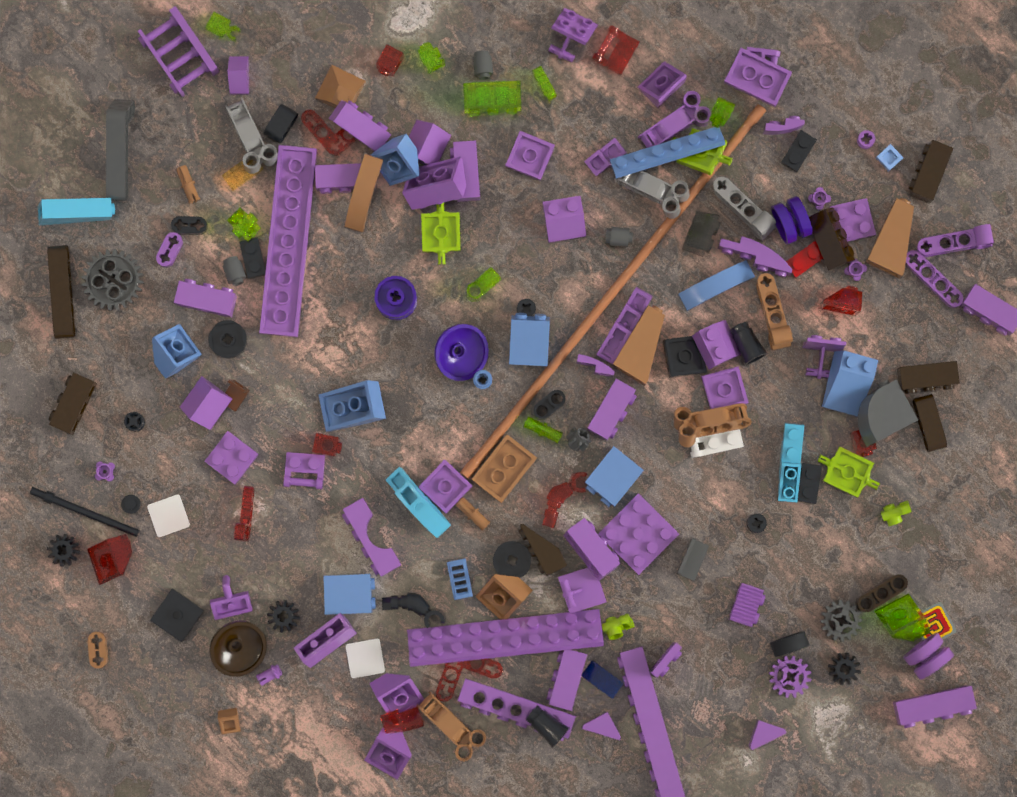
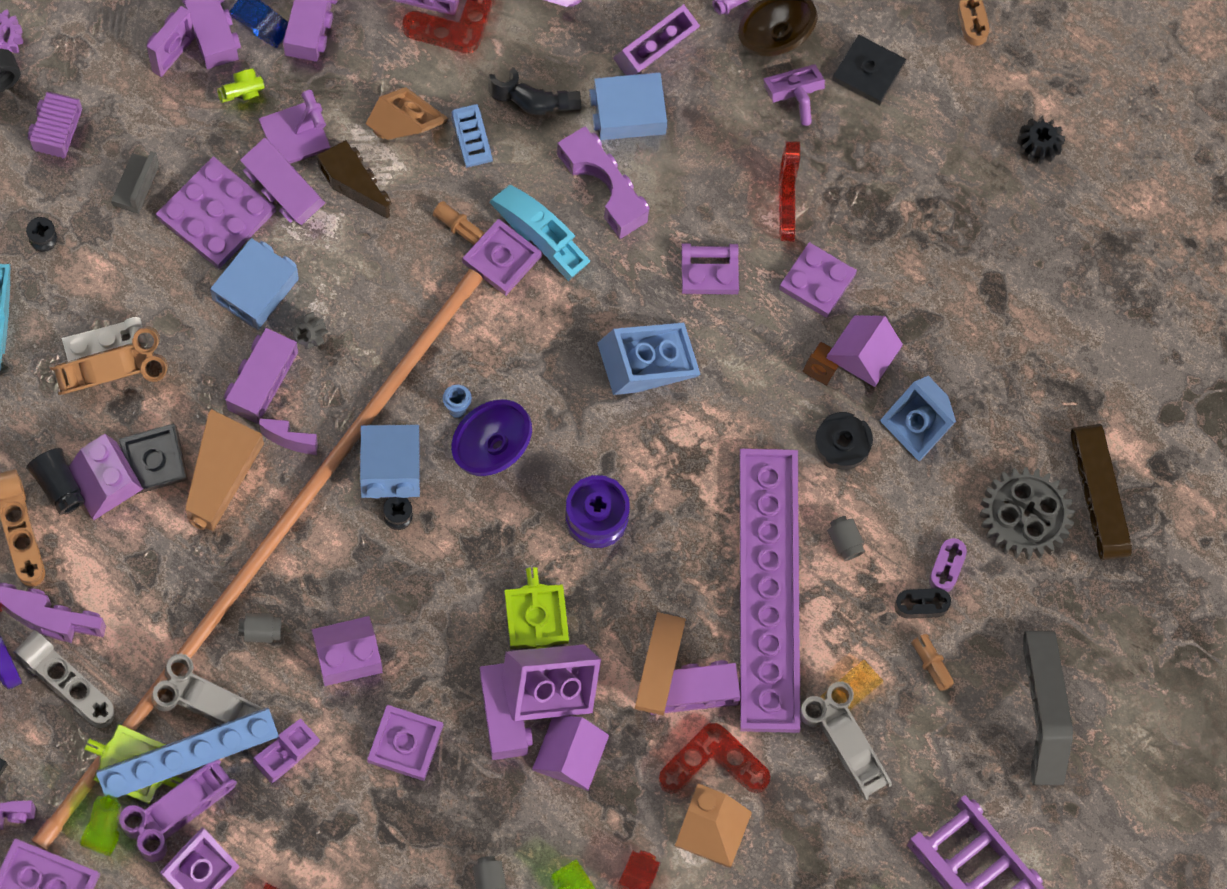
camera: 170 degrees right, 15 degrees down
(50, 497) = (1071, 209): black bar -> none
(72, 403) = (1060, 336): dark brown brick -> none
(74, 210) = (1099, 607): medium azure slope -> none
(101, 467) = (1002, 243): medium lavender plate -> none
(110, 558) = (971, 133): clear red slope -> none
(131, 420) = (965, 311): black wheel -> none
(131, 504) = (954, 208): black plate -> none
(168, 515) = (898, 199): white sticker -> none
(205, 298) = (884, 495): medium lavender brick -> none
(238, 75) = (876, 840): medium lavender slope -> none
(243, 224) = (839, 604): clear neon green brick -> none
(253, 258) = (820, 562): black plate -> none
(279, 610) = (718, 64): black gear -> none
(281, 123) = (800, 764): black beam -> none
(318, 445) = (687, 292): clear red brick -> none
(360, 125) = (676, 759): medium lavender brick -> none
(365, 658) = (598, 32): white sticker -> none
(399, 160) = (611, 715): medium blue slope -> none
(483, 283) = (464, 543): clear neon green piece -> none
(492, 97) = (471, 824): clear neon green slope -> none
(504, 468) = (417, 286): medium nougat plate -> none
(505, 637) = (401, 60): medium lavender plate -> none
(516, 550) = (398, 180): black plate -> none
(543, 429) = (363, 343): clear neon green pin -> none
(544, 83) = (389, 857): clear neon green beam -> none
(549, 405) = (352, 374): black beam -> none
(558, 495) = (330, 258): clear red piece -> none
(624, 325) = (246, 499): medium lavender slope -> none
(701, 230) = (131, 635): clear smoke slope -> none
(716, 285) = (105, 566): medium blue slope -> none
(724, 388) = (90, 415): medium lavender plate -> none

